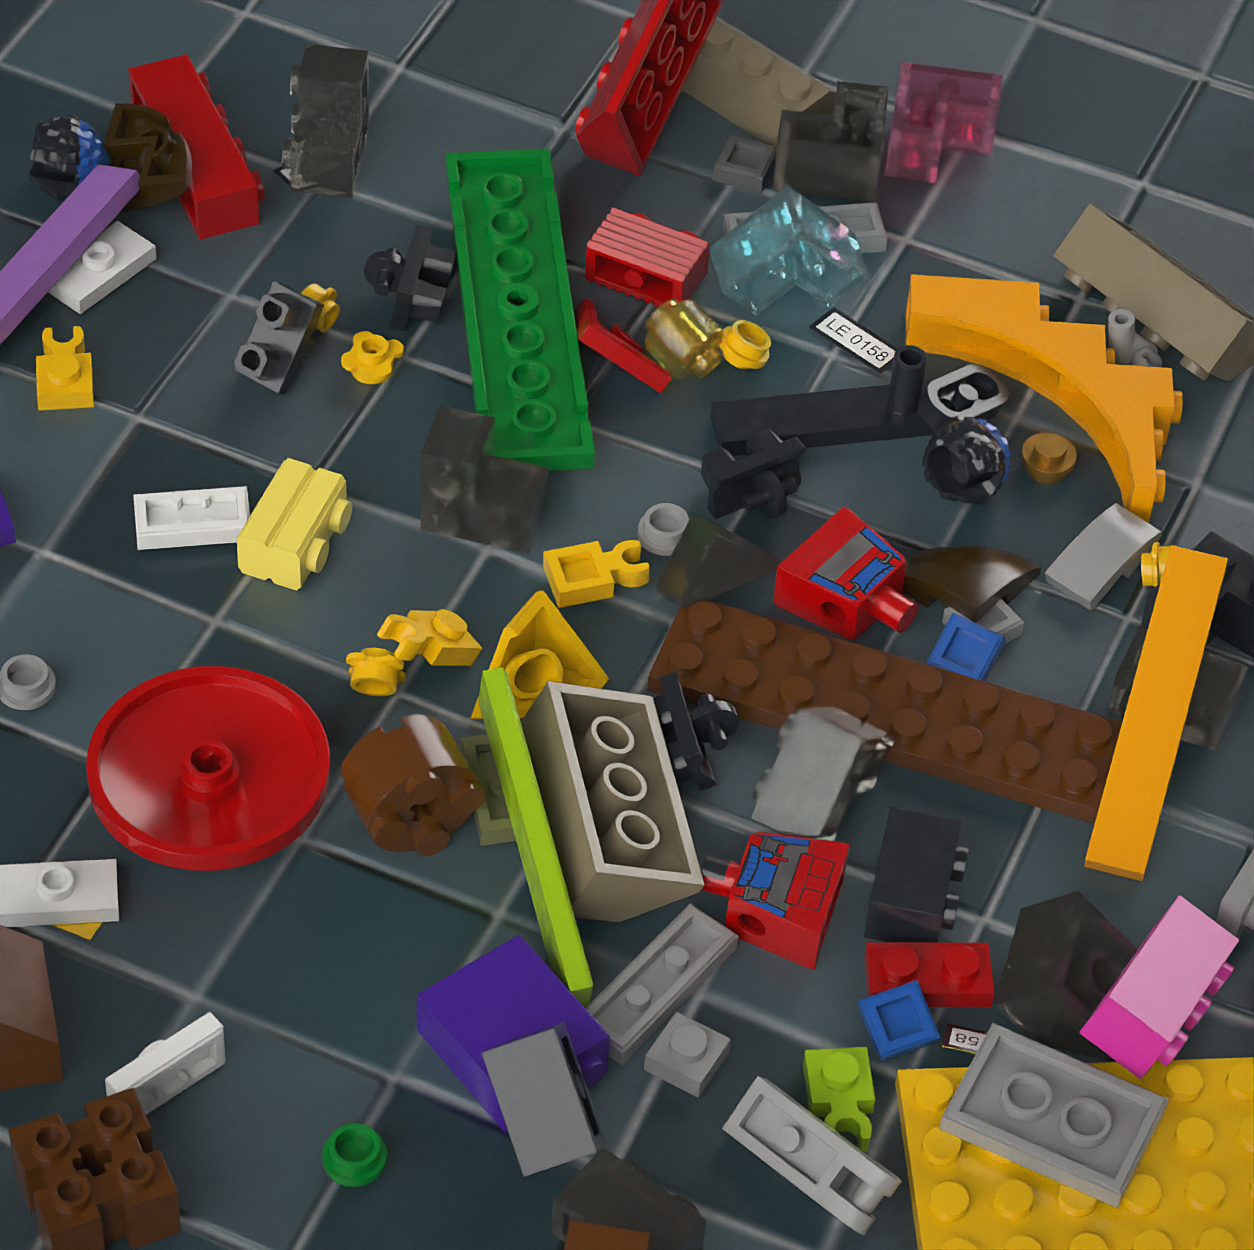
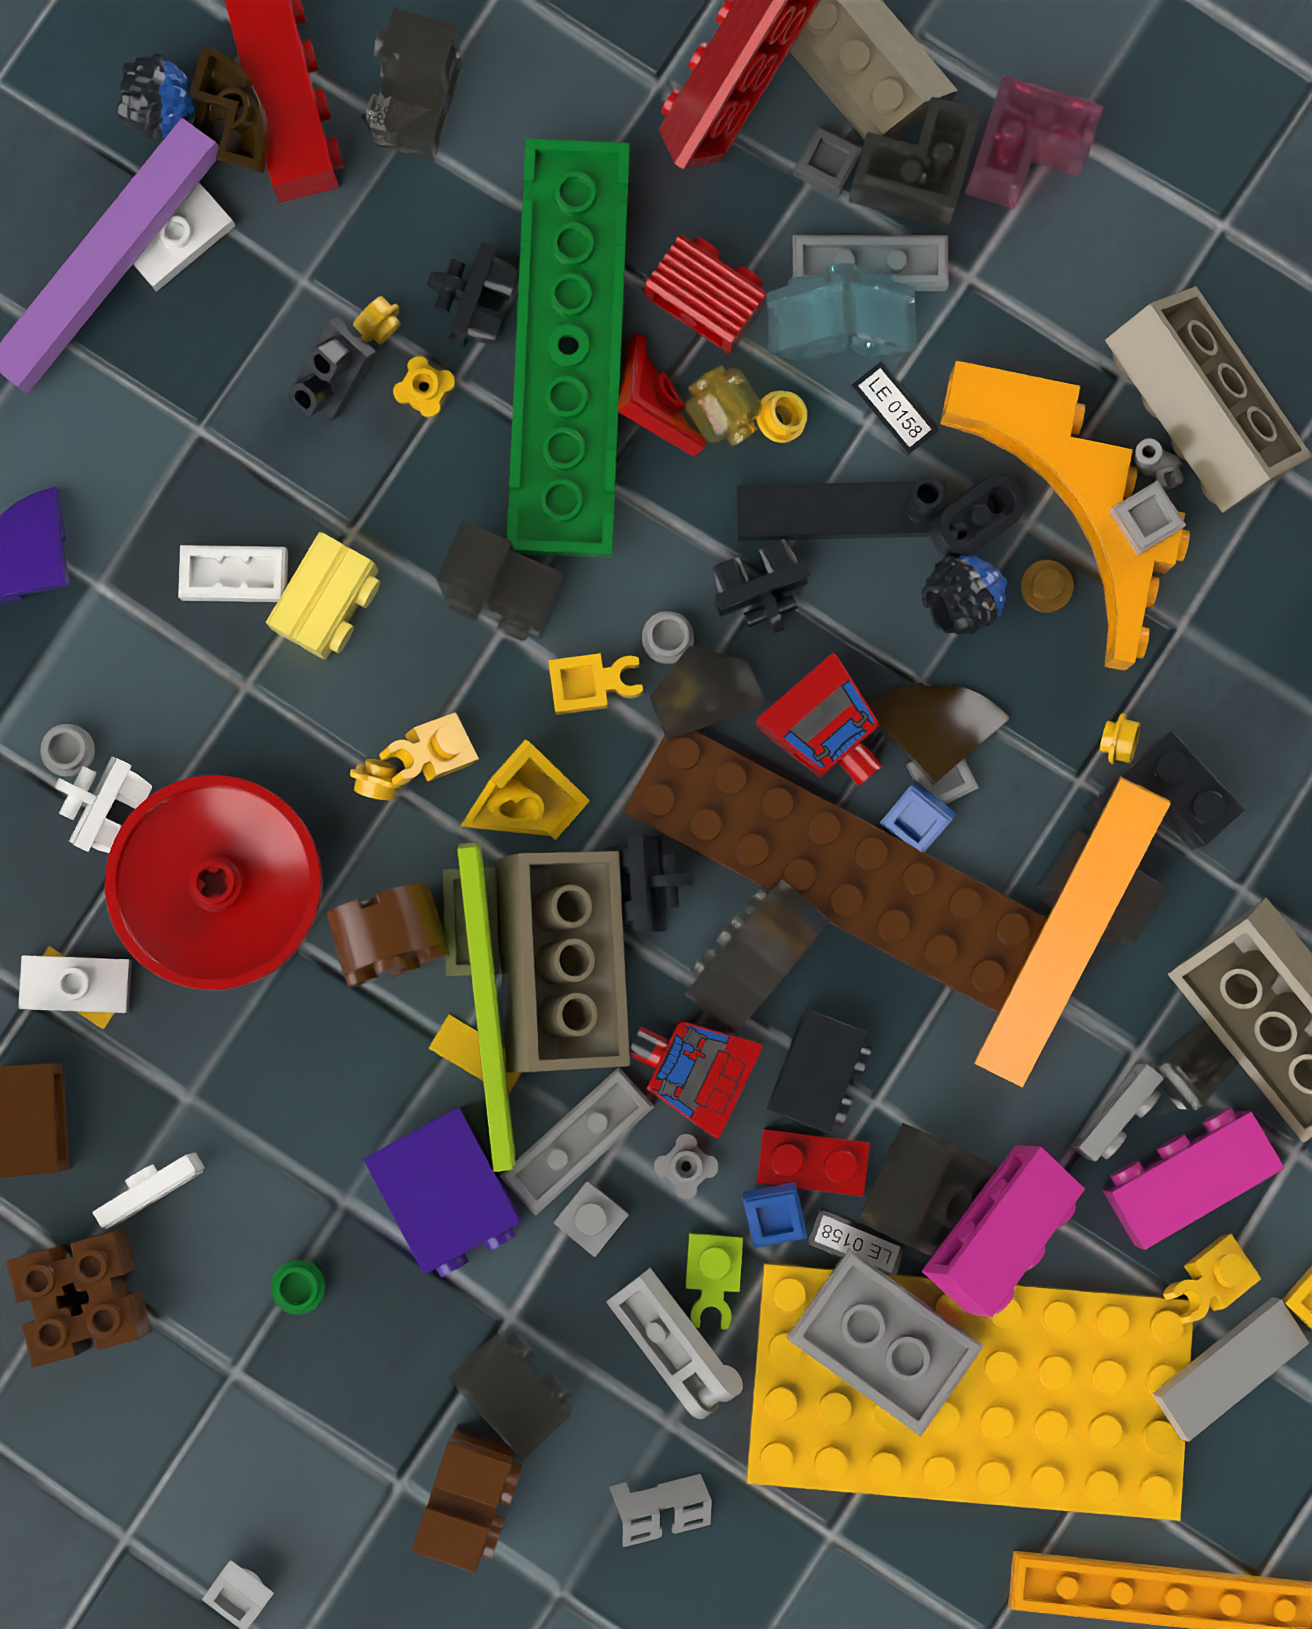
camera: 10 degrees right, 35 degrees up
(50, 709) = (115, 783): none -> white hips
(64, 373) = (133, 376): yellow plate -> none
(510, 914) = (461, 1046): none -> yellow sticker
(544, 1098) = (453, 1283): panel -> none
(781, 1002) = (701, 1166): none -> light grey plate
(1101, 555) = (1070, 716): light grey slope -> none
(1135, 370) = (1147, 518): none -> light grey tile

